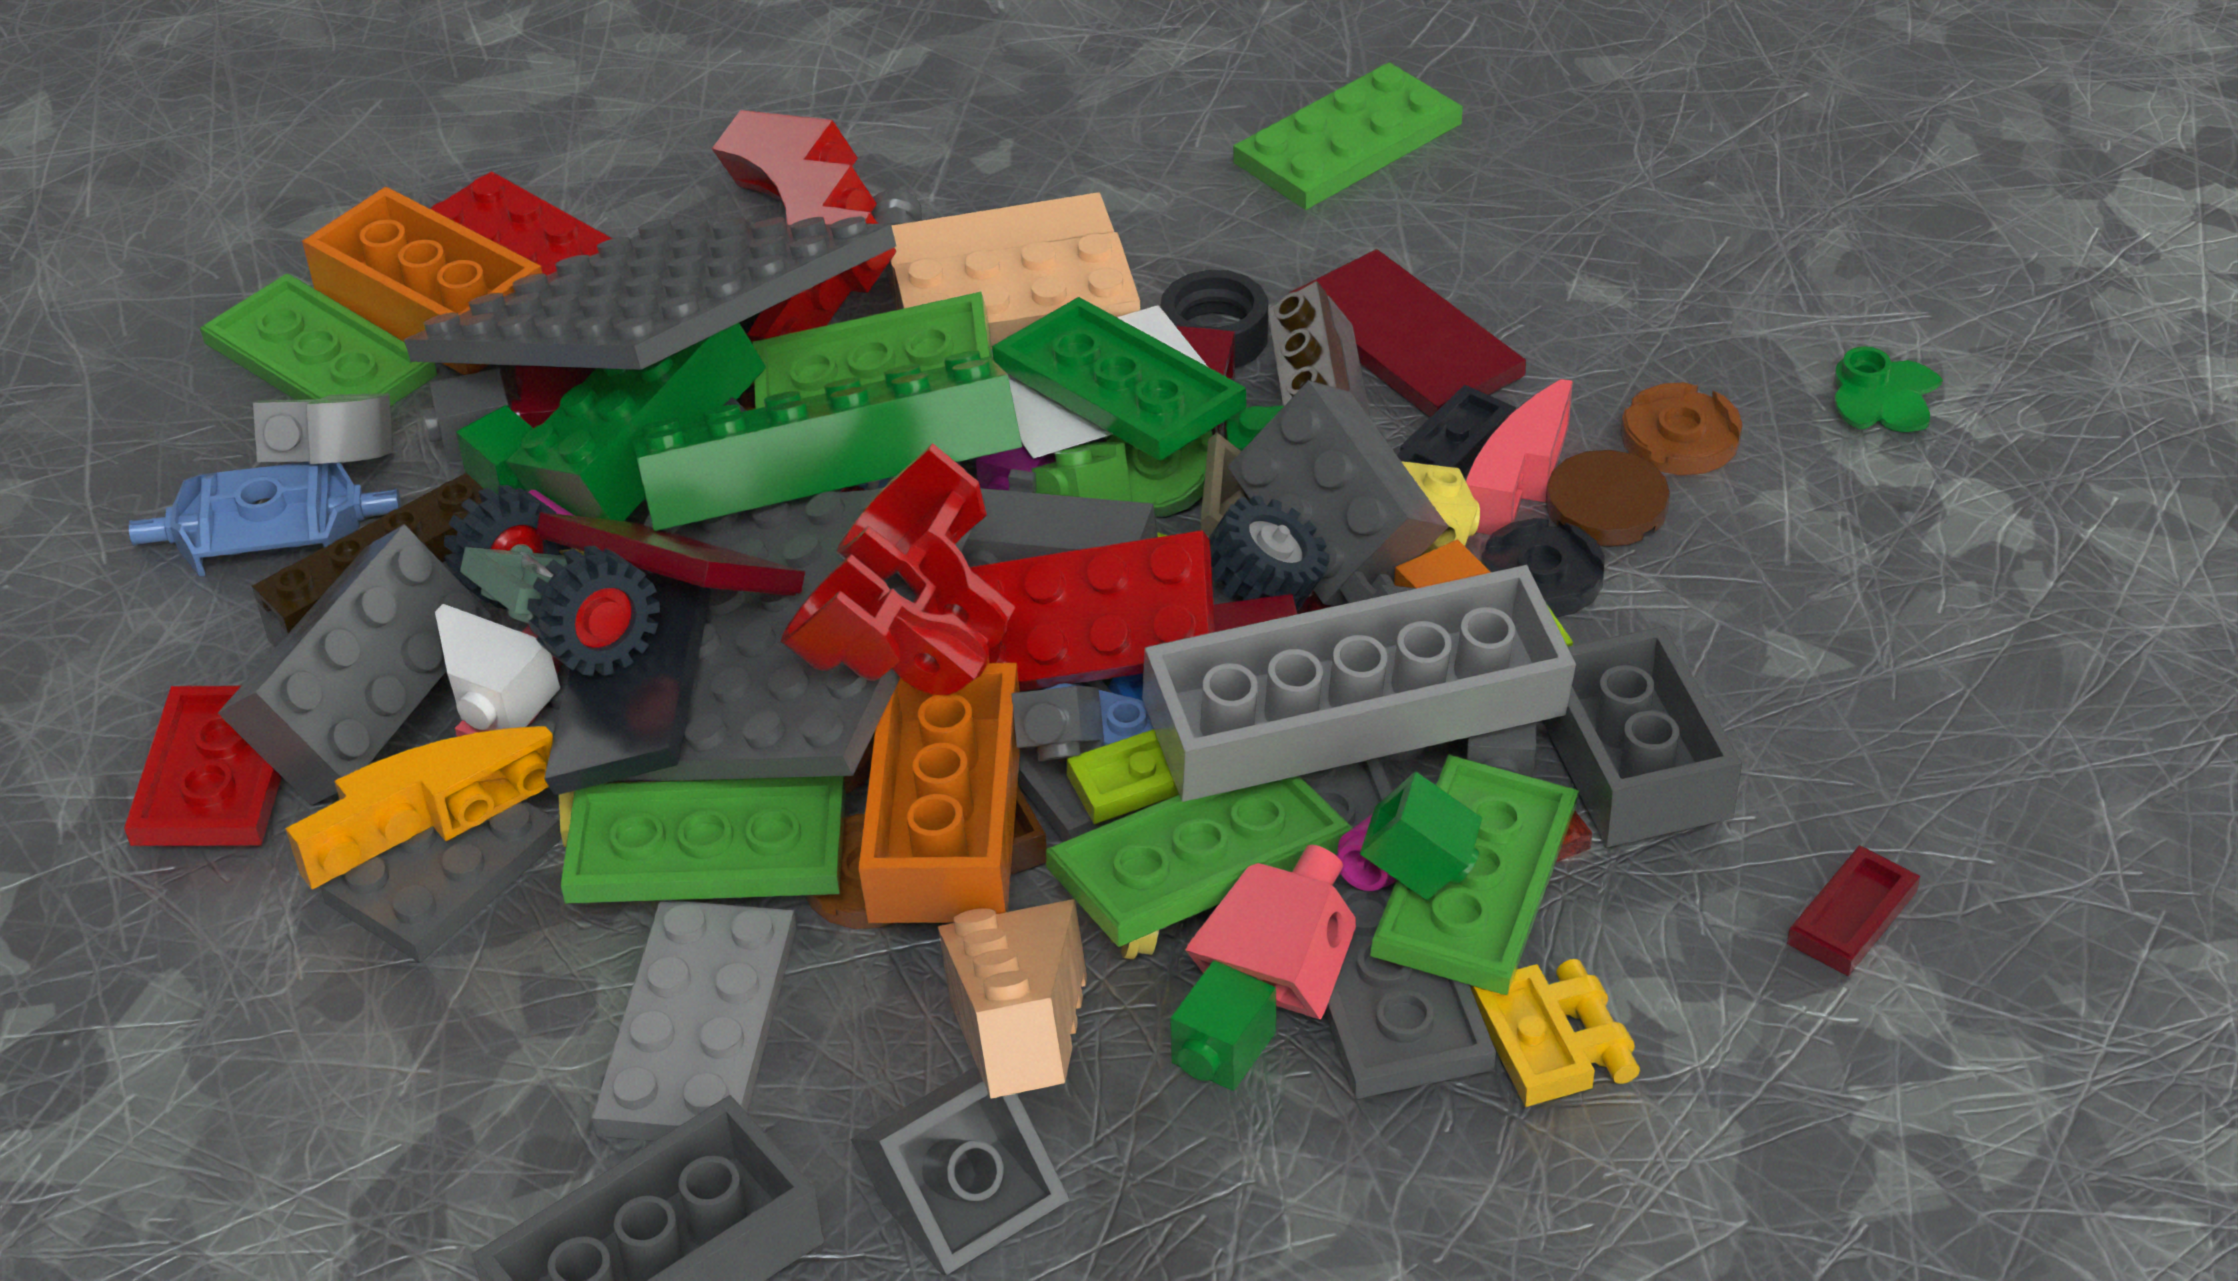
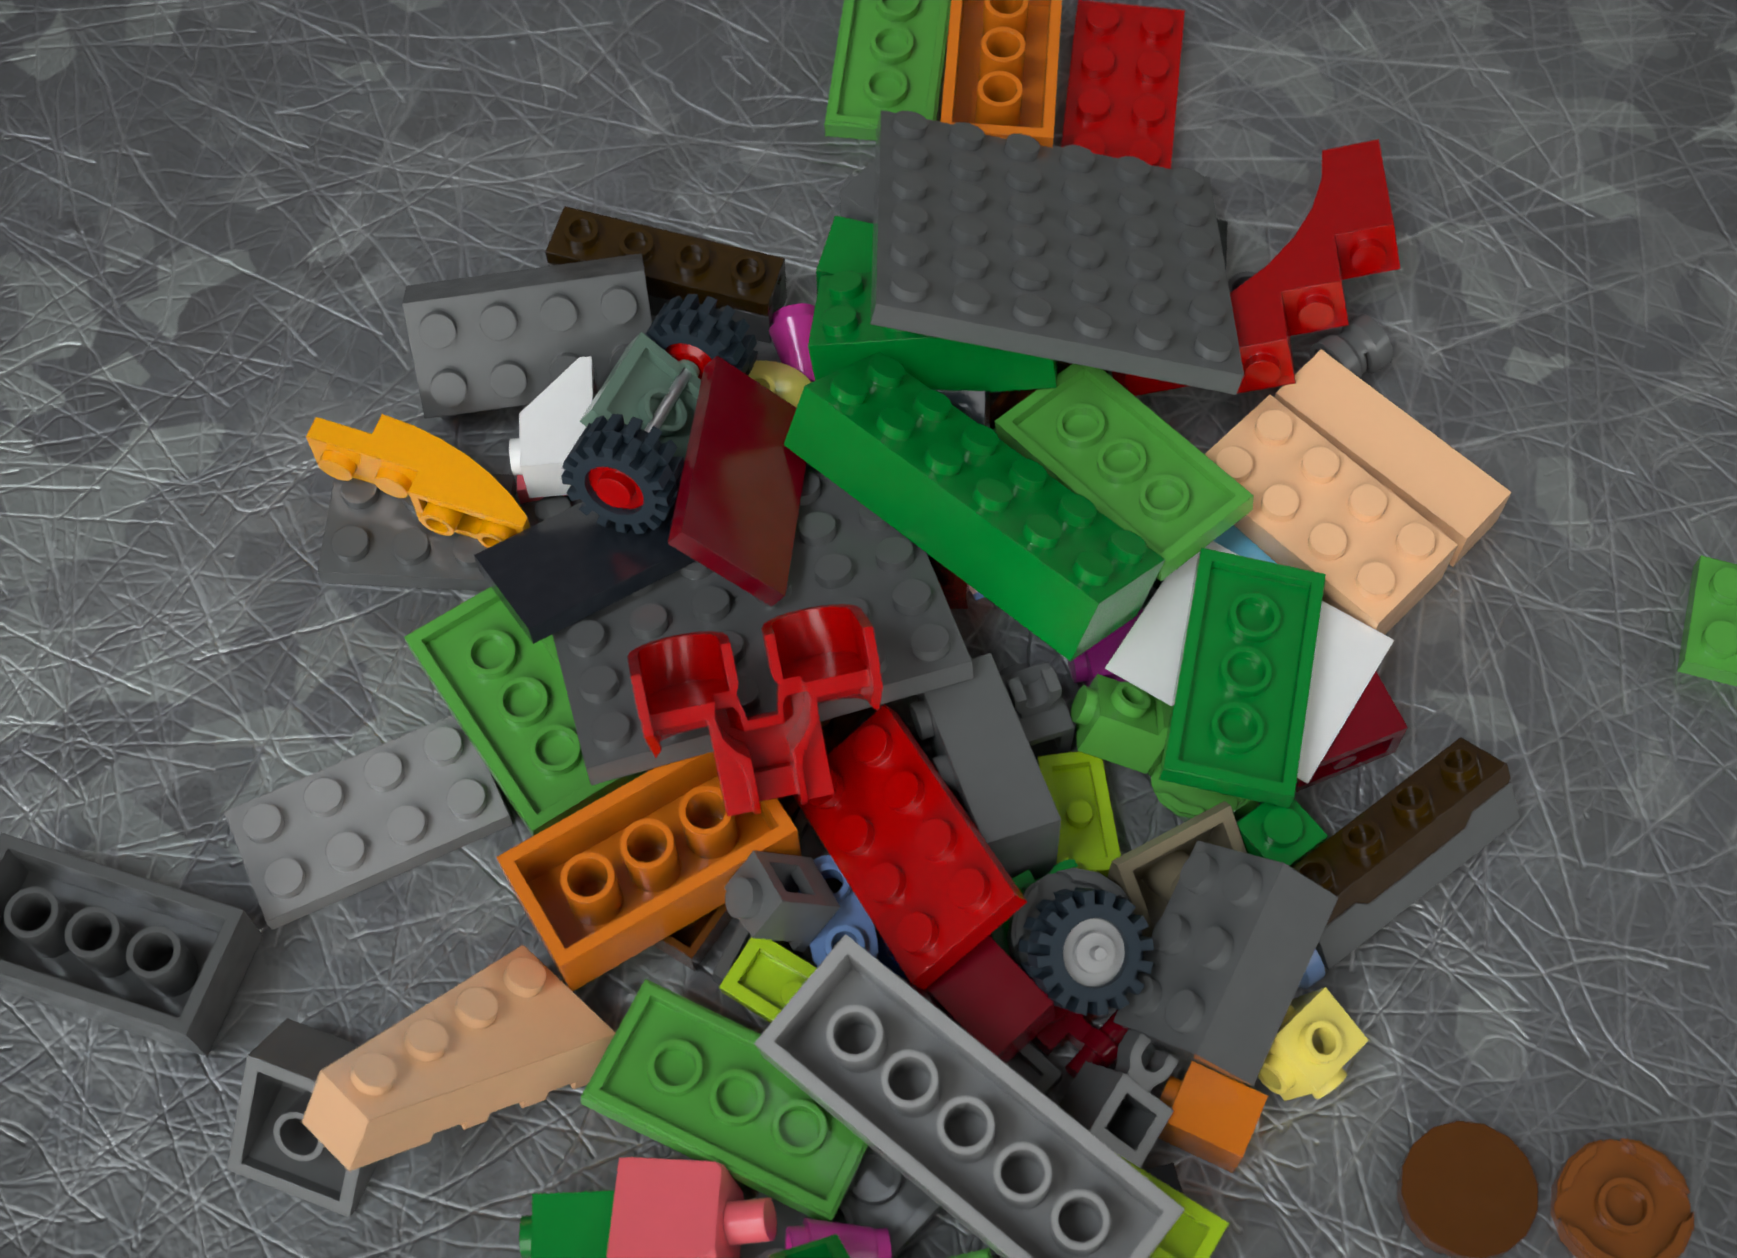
camera: 55 degrees right, 20 degrees up
(201, 778) = (366, 314): red plate -> none
(220, 517) = (701, 179): medium blue plate -> none
(323, 429) = (783, 134): light grey brick -> none
(1222, 293) = (1464, 659): black tyre -> none
(1415, 335) = (1560, 874): dark red tile -> none
(1456, 430) = (1430, 1001): black hinge -> none
(1520, 457) = (1446, 1082): coral slope -> none
(1562, 561) = (1327, 1183): black tile -> none

